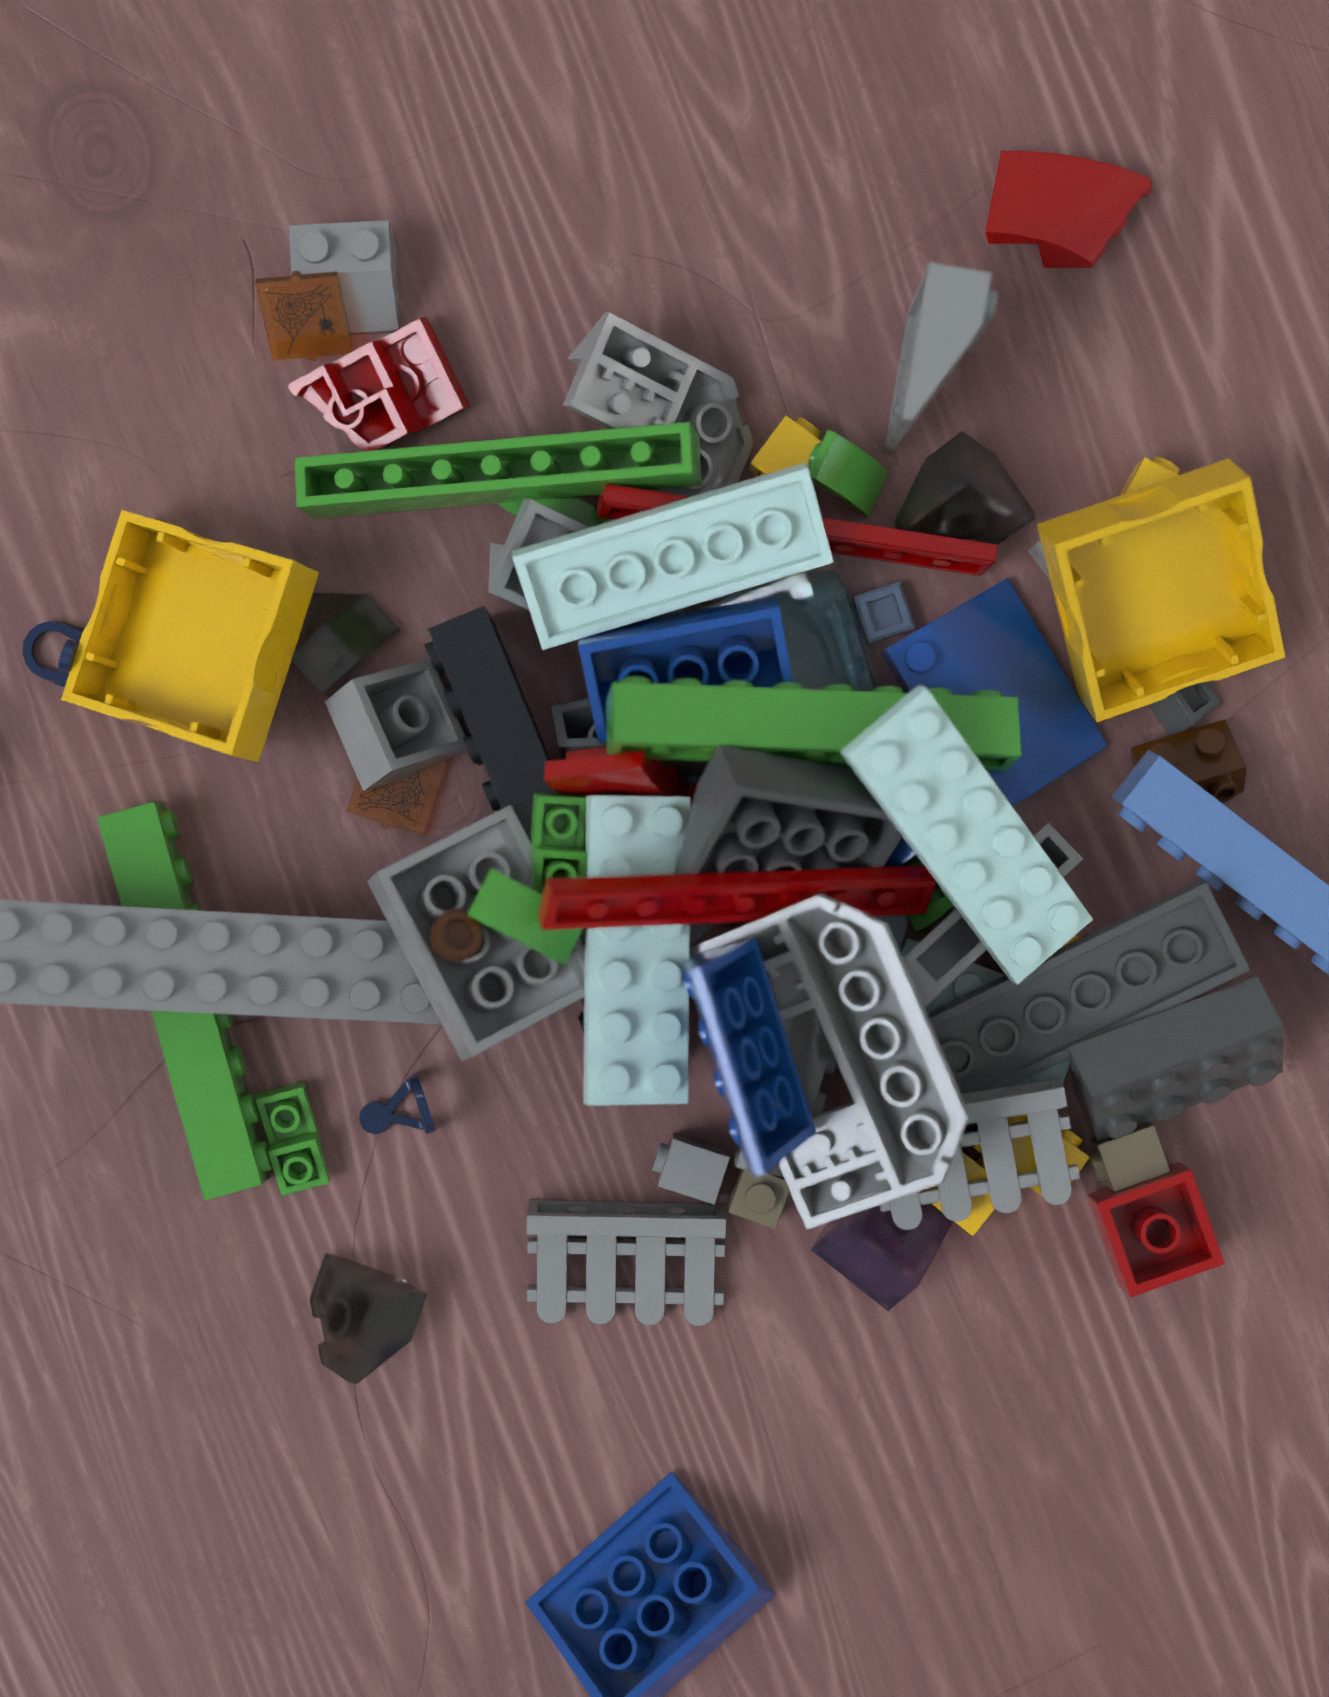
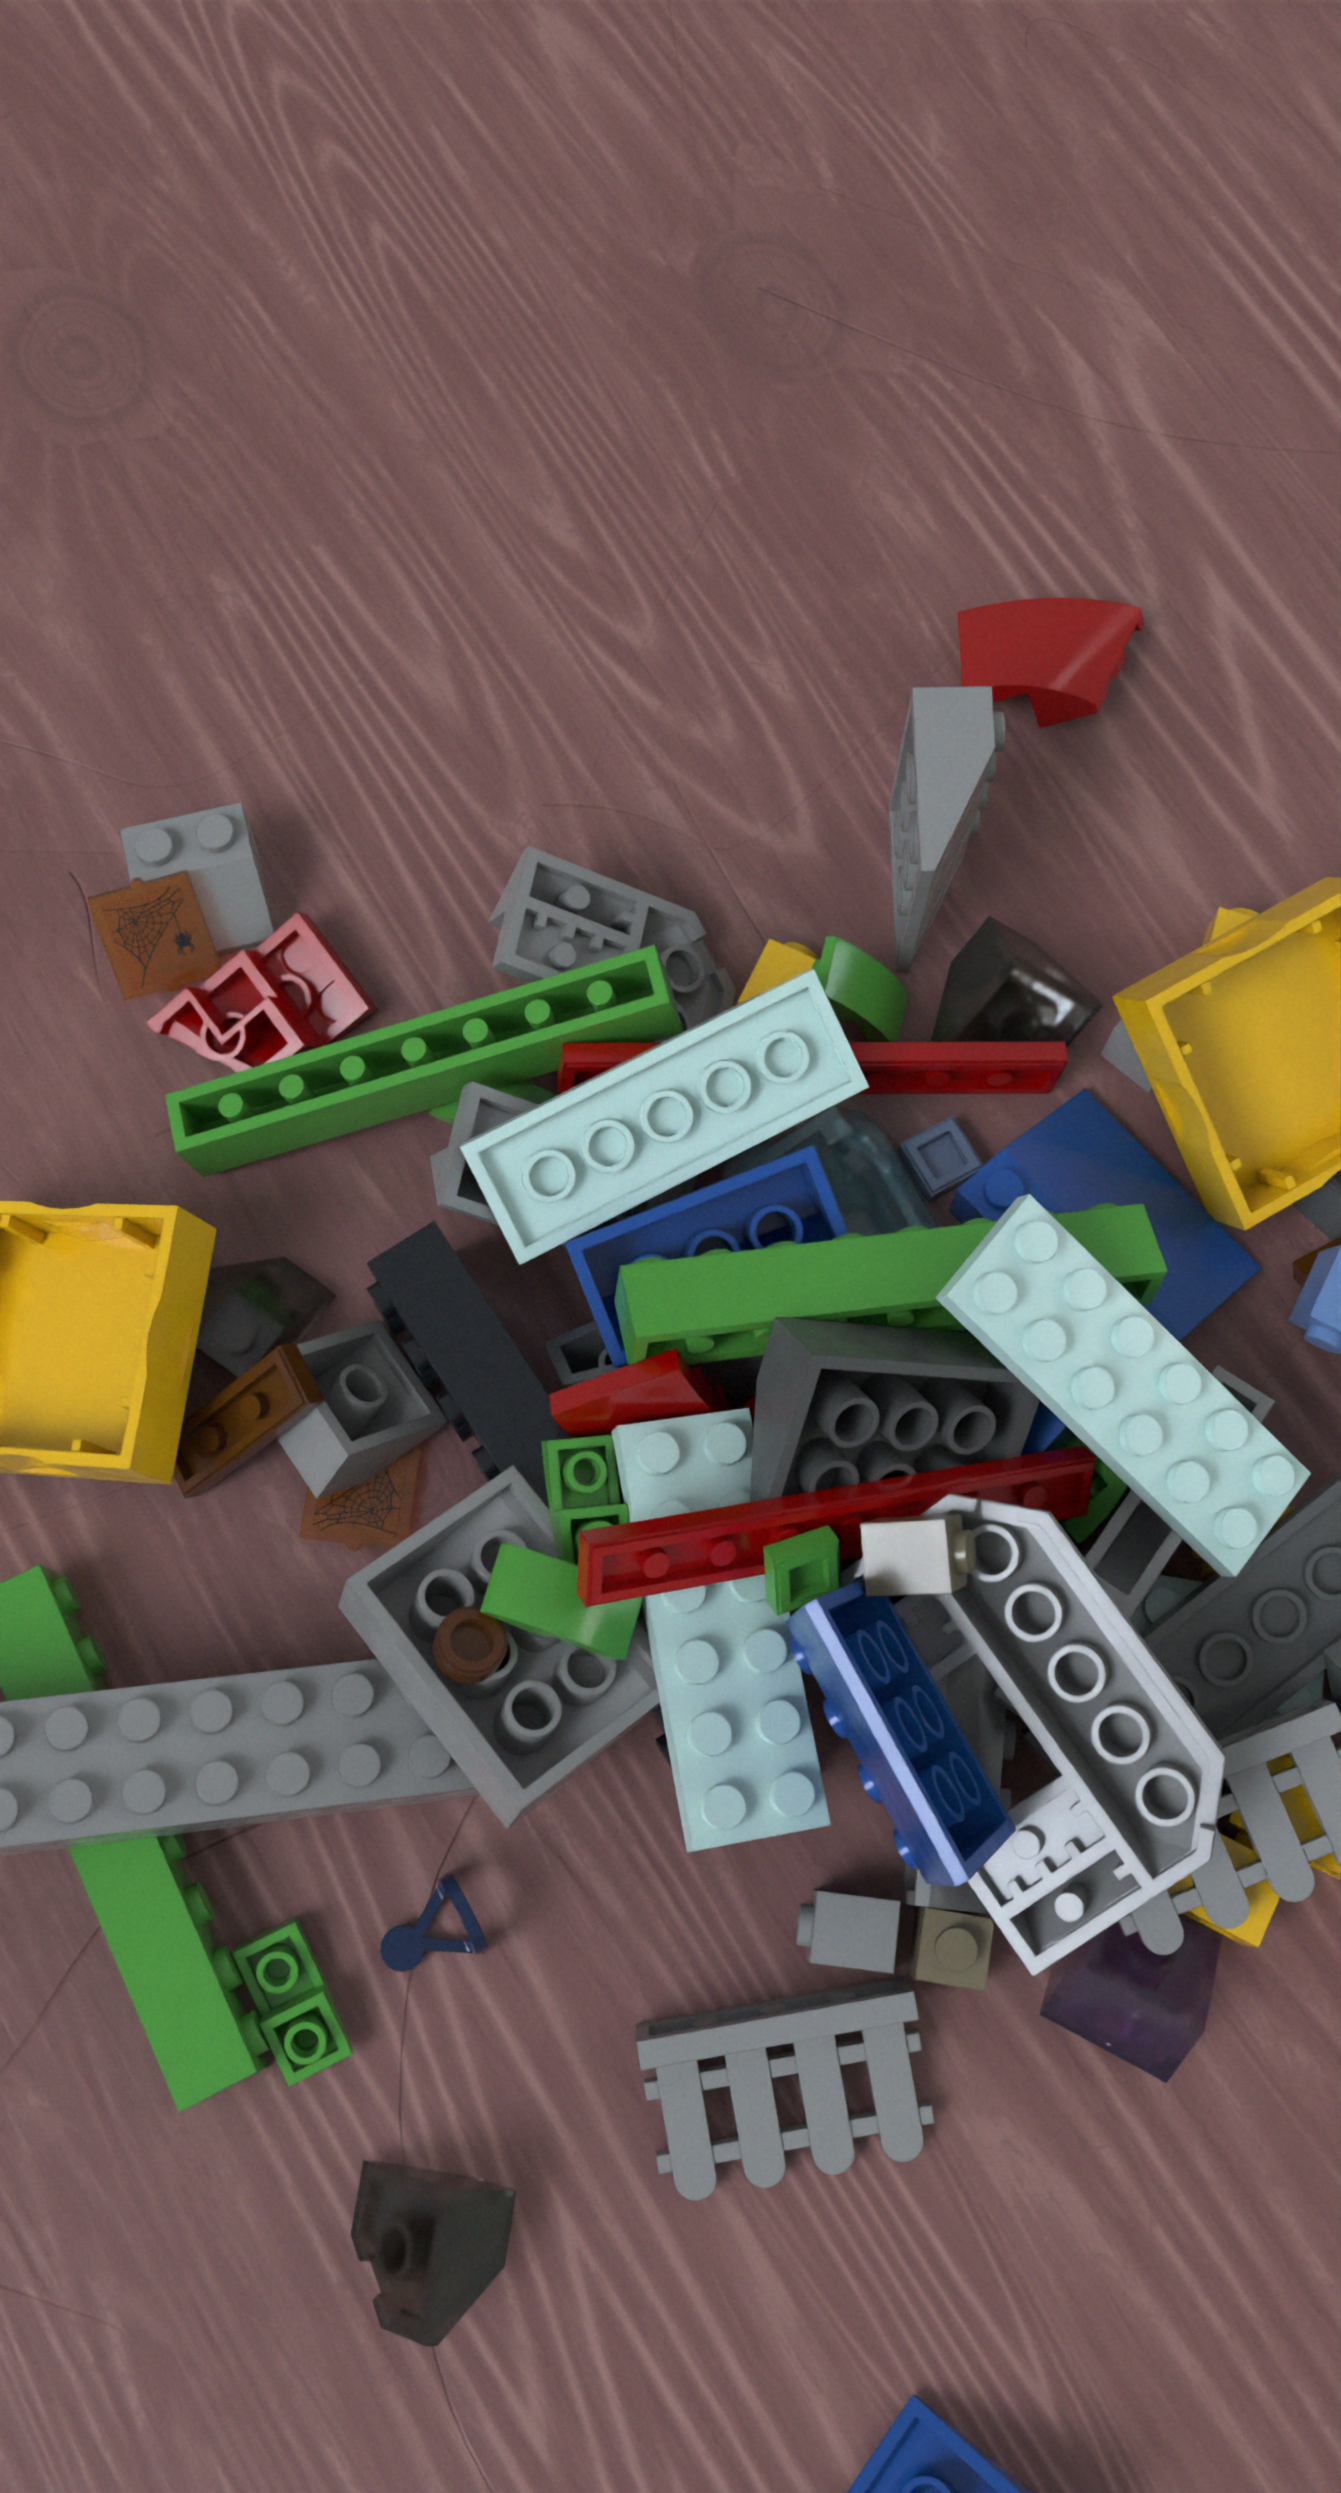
camera: 15 degrees left, 15 degrees down
(320, 722) = (244, 1419): none -> reddish brown tile
(702, 927) = (801, 1569): none -> bright green tile
(784, 934) = (916, 1554): none -> brick

